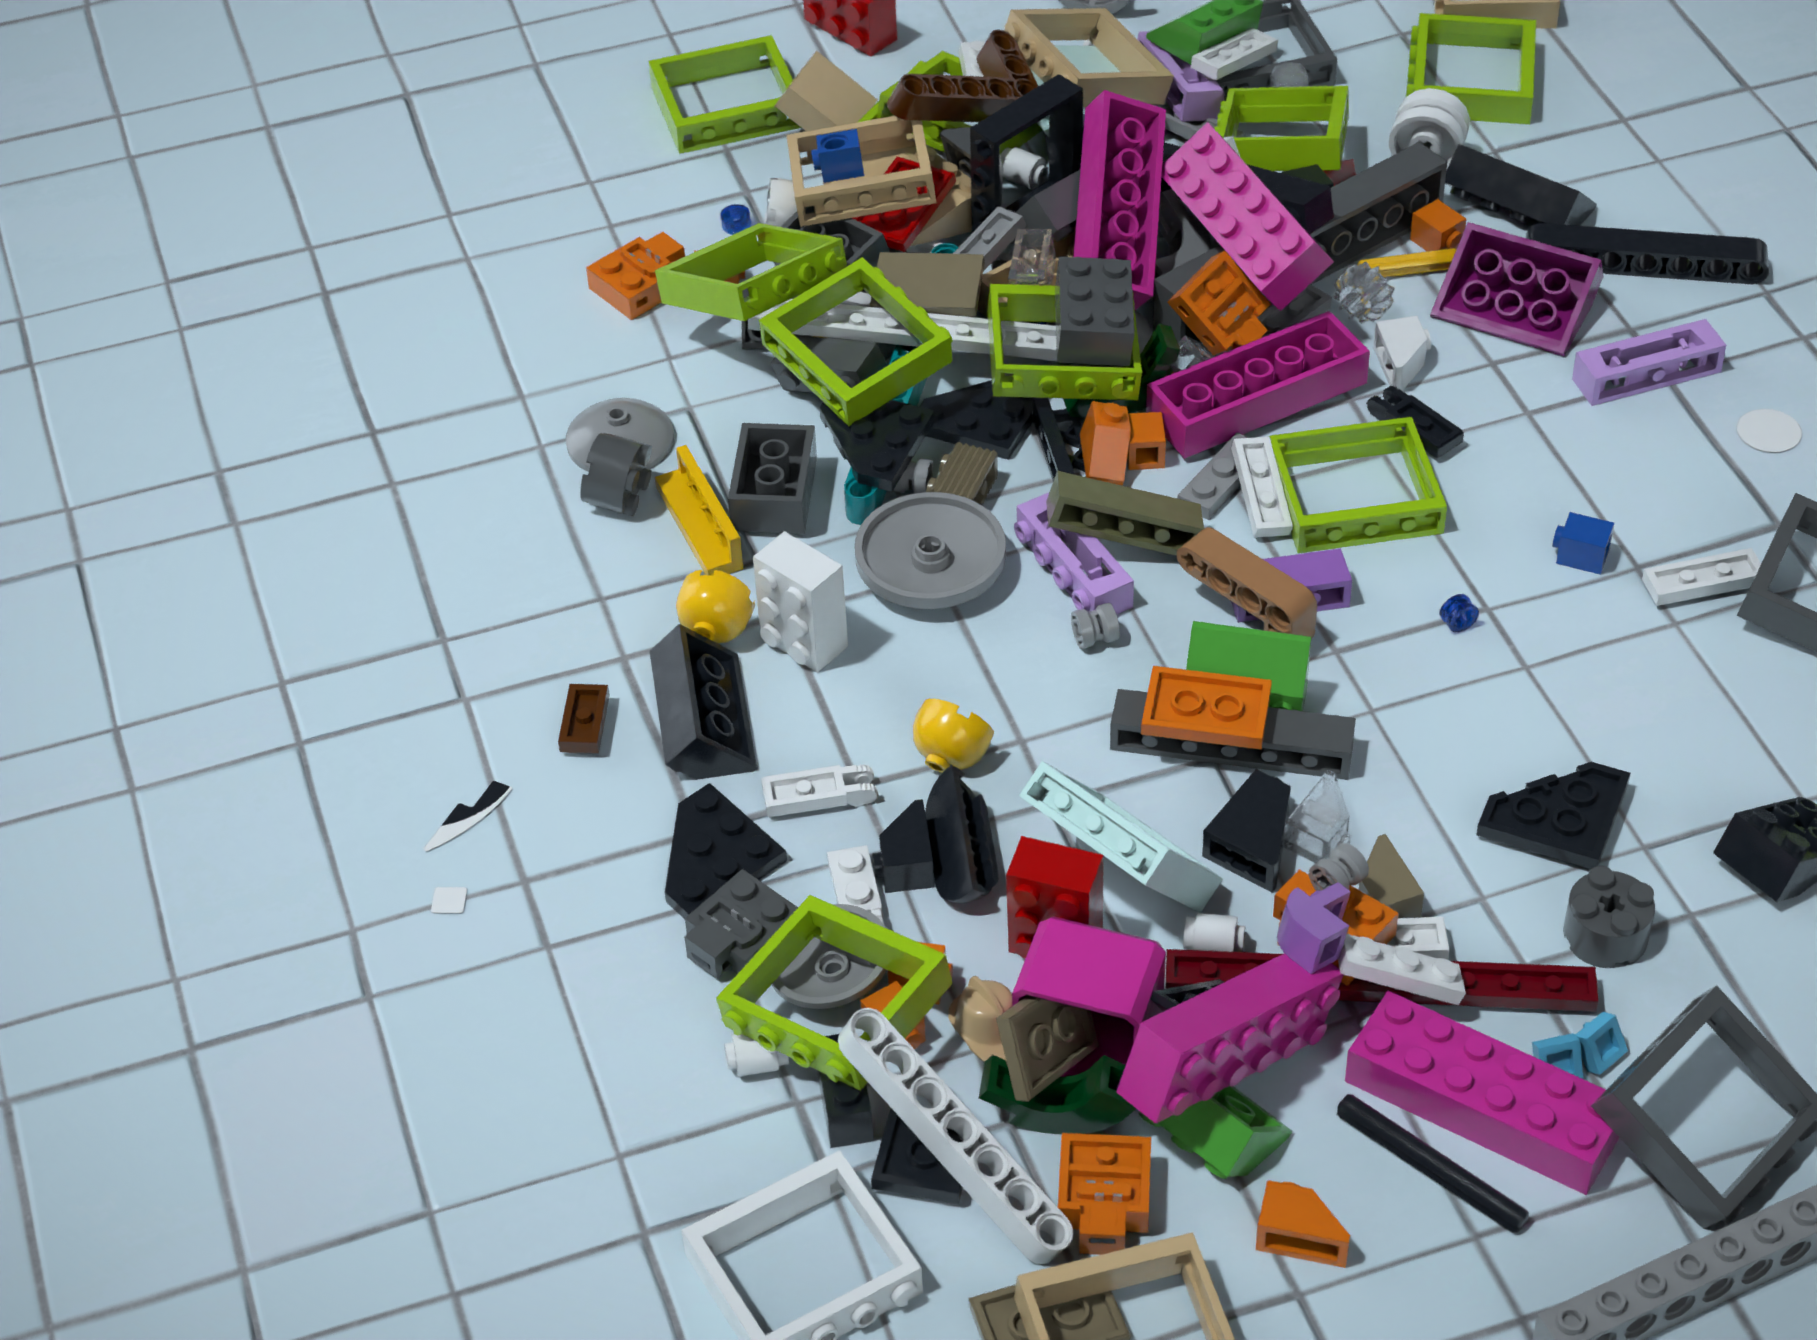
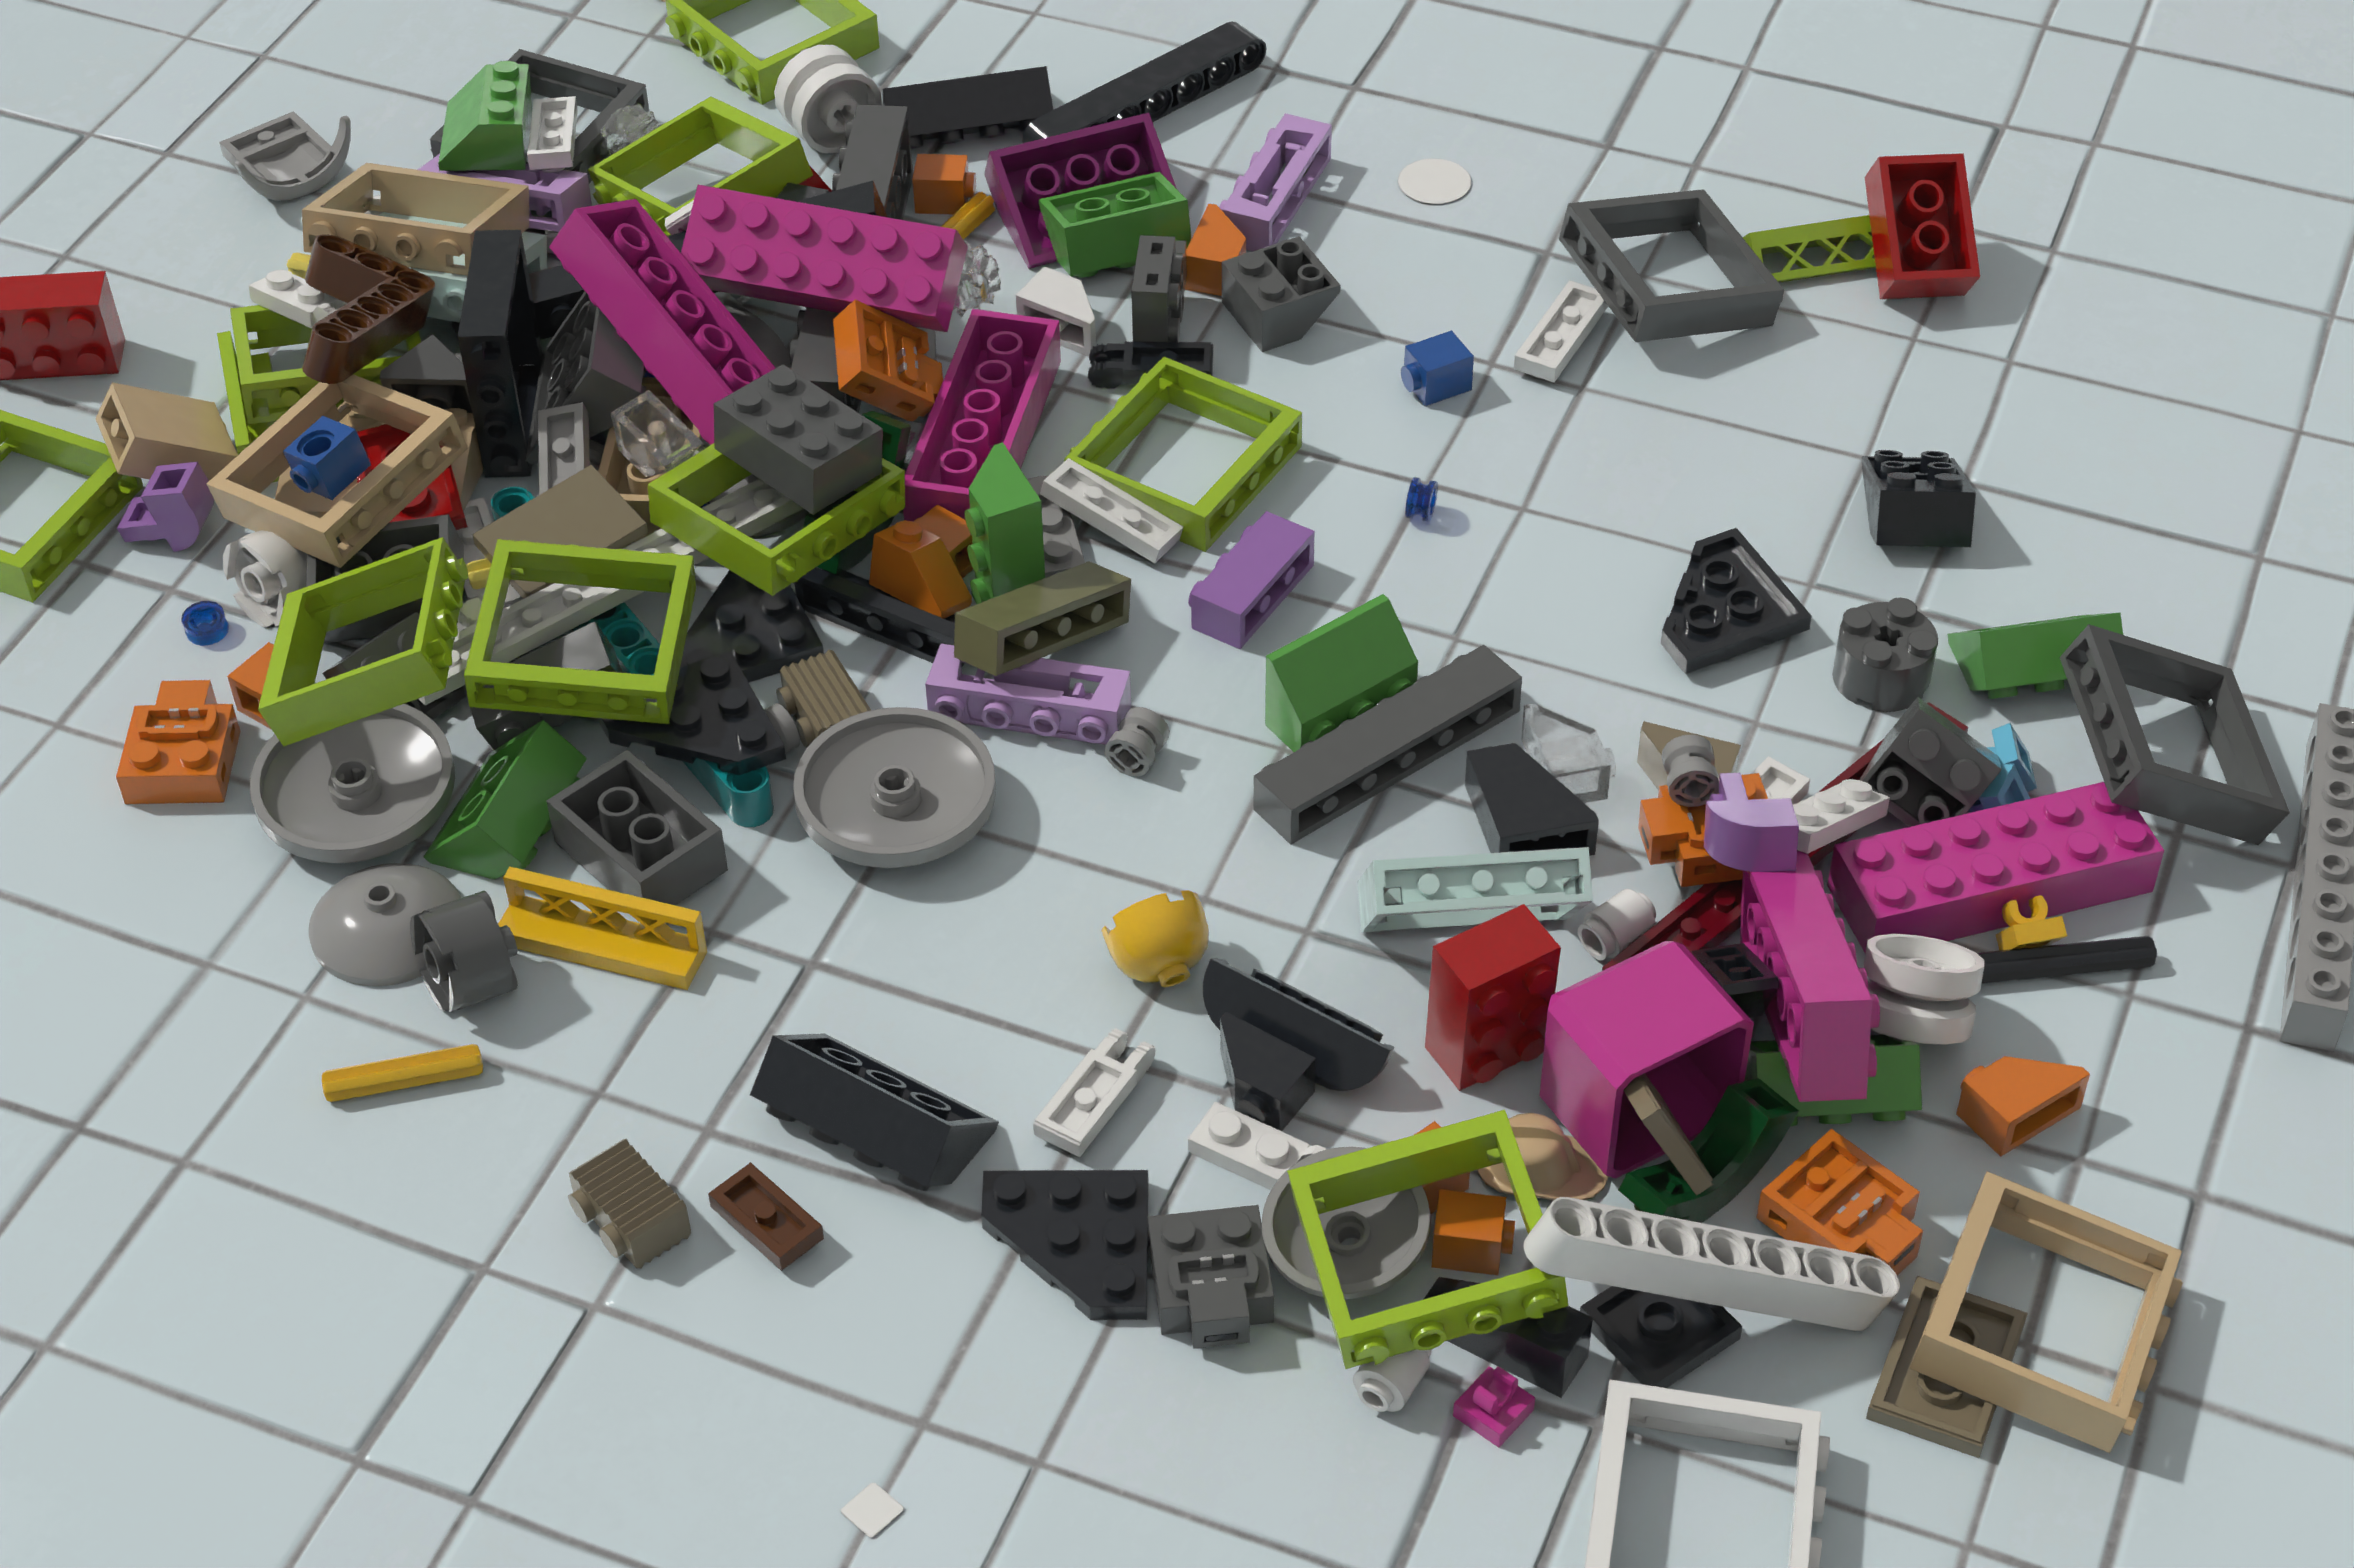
camera: 50 degrees left, 0 degrees up
(465, 817) = (770, 1418): sticker -> none
(528, 515) = (402, 1072): none -> yellow axle
(531, 659) = (629, 1204): none -> dark tan brick
(681, 352) = (354, 787): none -> light grey dish
(714, 605) = (763, 998): yellow cylinder -> none
(720, 423) = (507, 805): none -> bright green slope
(775, 144) = (170, 507): none -> medium lavender brick
(786, 1118) = (1494, 1405): none -> dark pink tile
(800, 601) = (863, 920): white brick -> none
(1159, 443) = (1003, 528): none -> bright green slope
(1206, 707) = (1364, 727): orange plate -> none
(1250, 583) = (1243, 593): medium nougat beam -> none
(1314, 1108) = (1923, 987): none -> white wheel
(1453, 1144) = (2030, 931): none -> yellow tile
(1463, 374) = (1158, 289): none -> dark grey piece
(1503, 320) = (1104, 222): none -> bright green slope
(1522, 997) = (1930, 767): none -> dark grey slope
(1543, 380) = (1212, 243): none -> orange slope
(1545, 426) = (1277, 292): none -> dark grey slope
(1687, 972) = (2022, 653): none -> bright green slope

